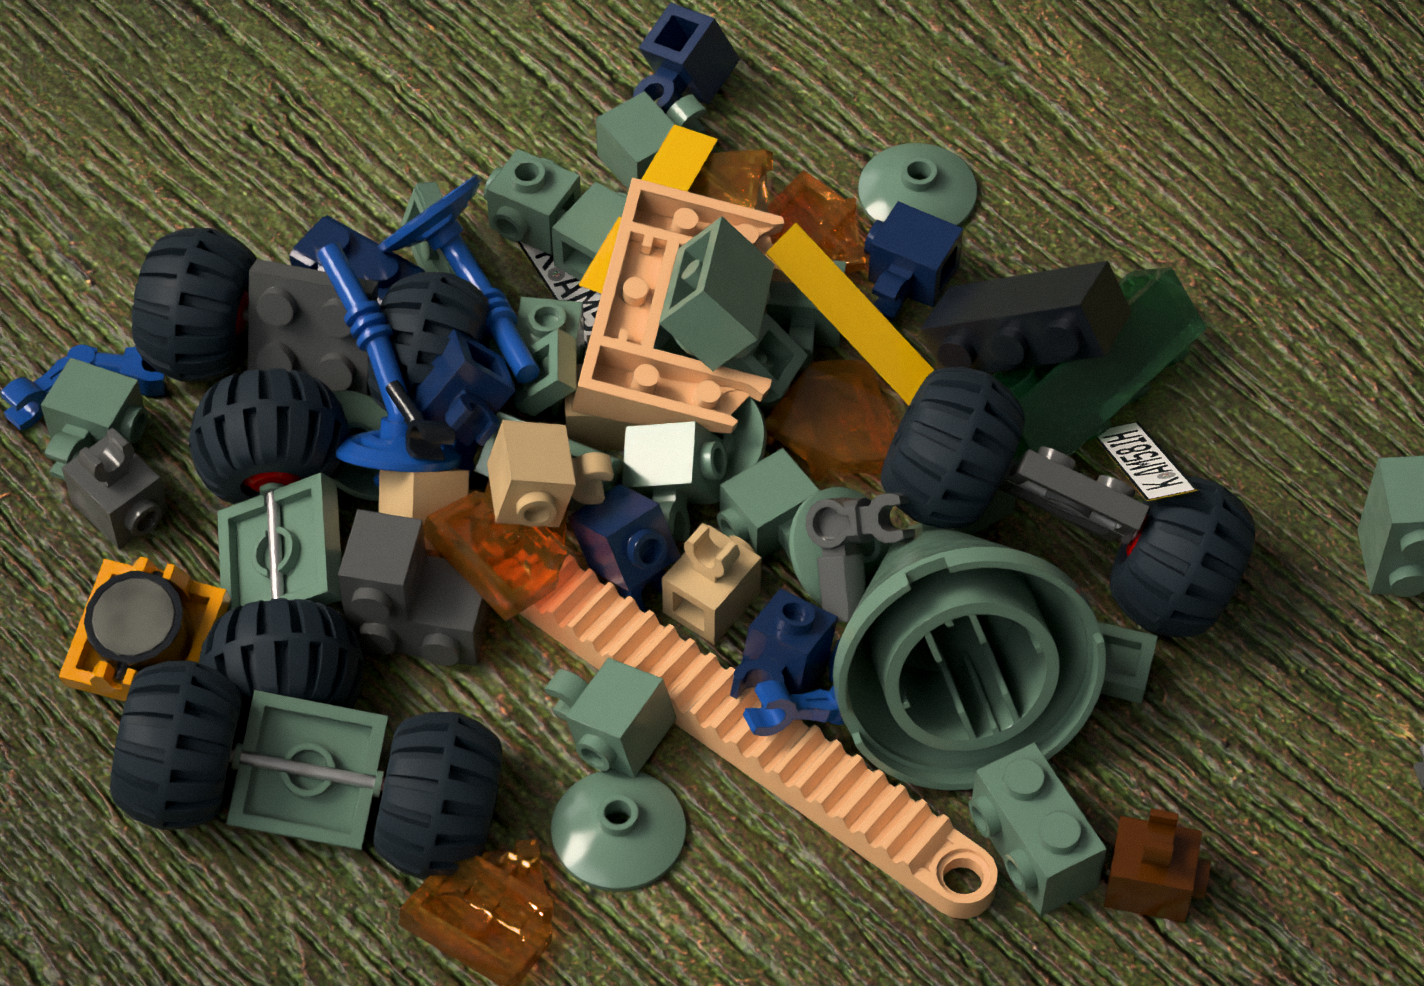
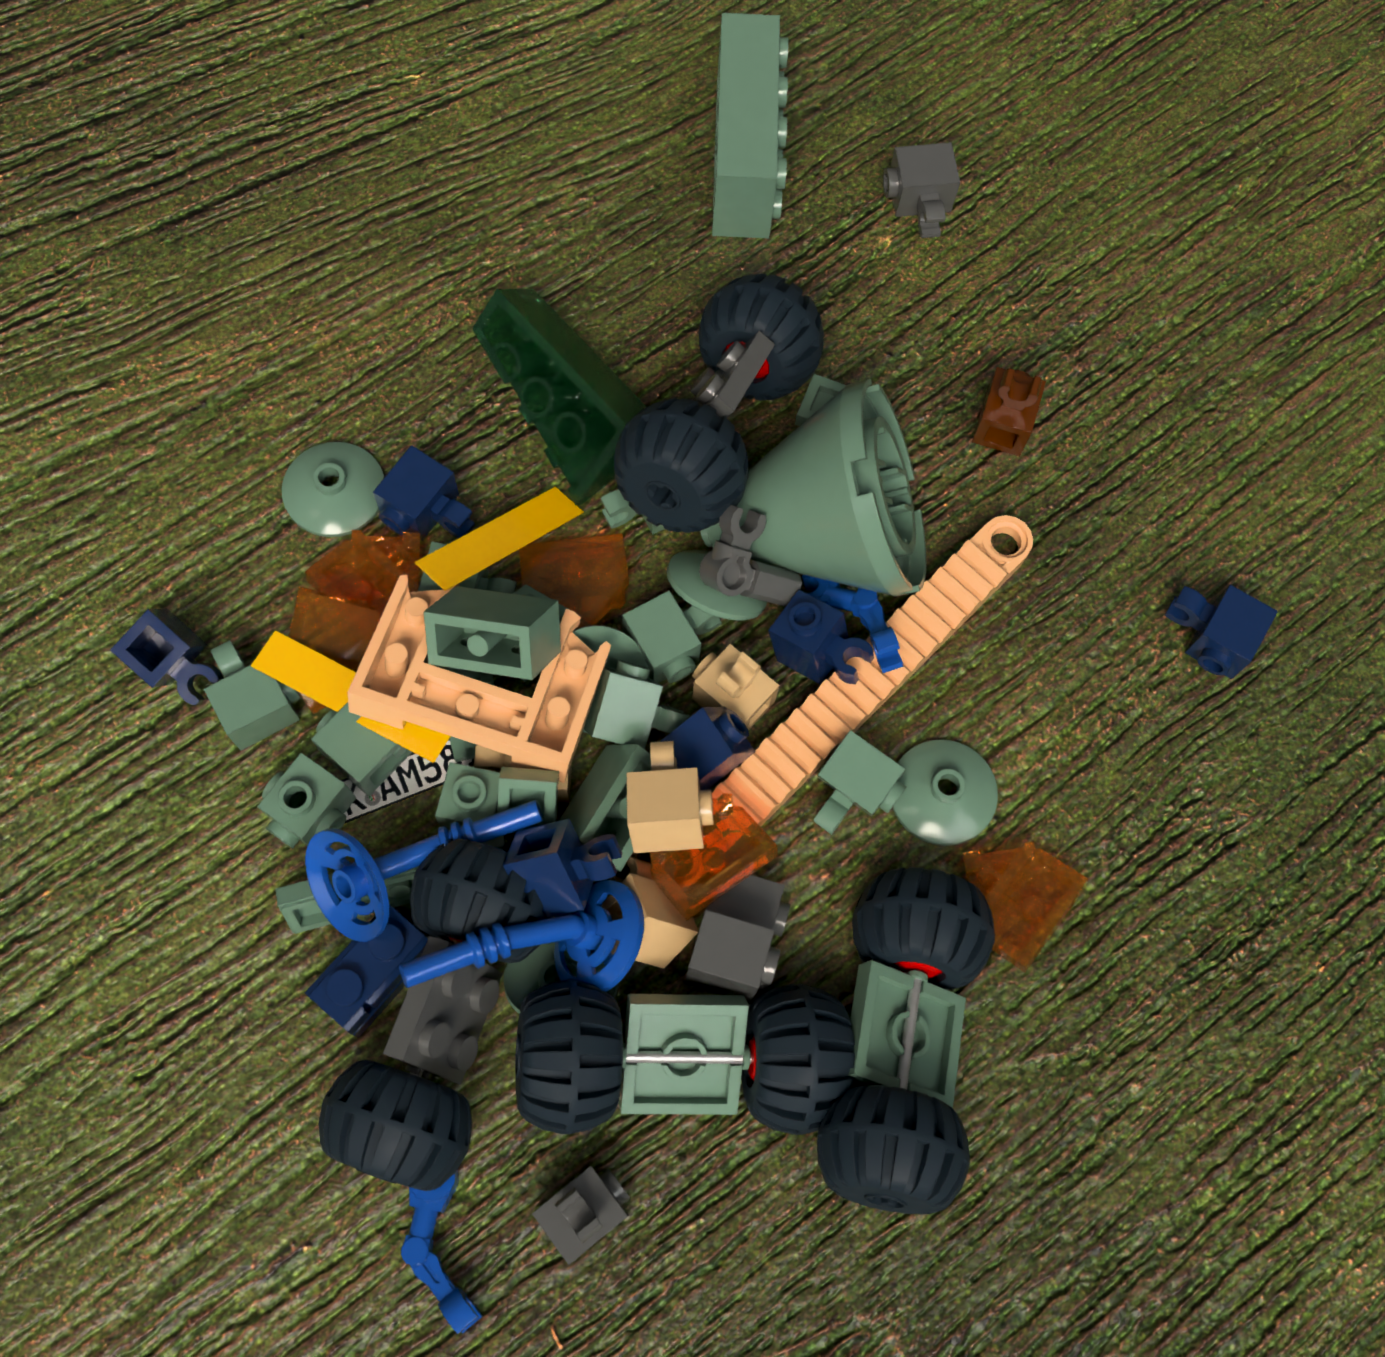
camera: 90 degrees left, 15 degrees up
(85, 406) = (488, 1239): sand green brick -> none
(137, 621) = (749, 1186): piece -> none
(422, 435) = (616, 904): black hand -> none
(1028, 319) = (529, 406): black brick -> none
(1037, 829) = (977, 481): sand green brick -> none
(1144, 462) = (686, 340): sticker -> none

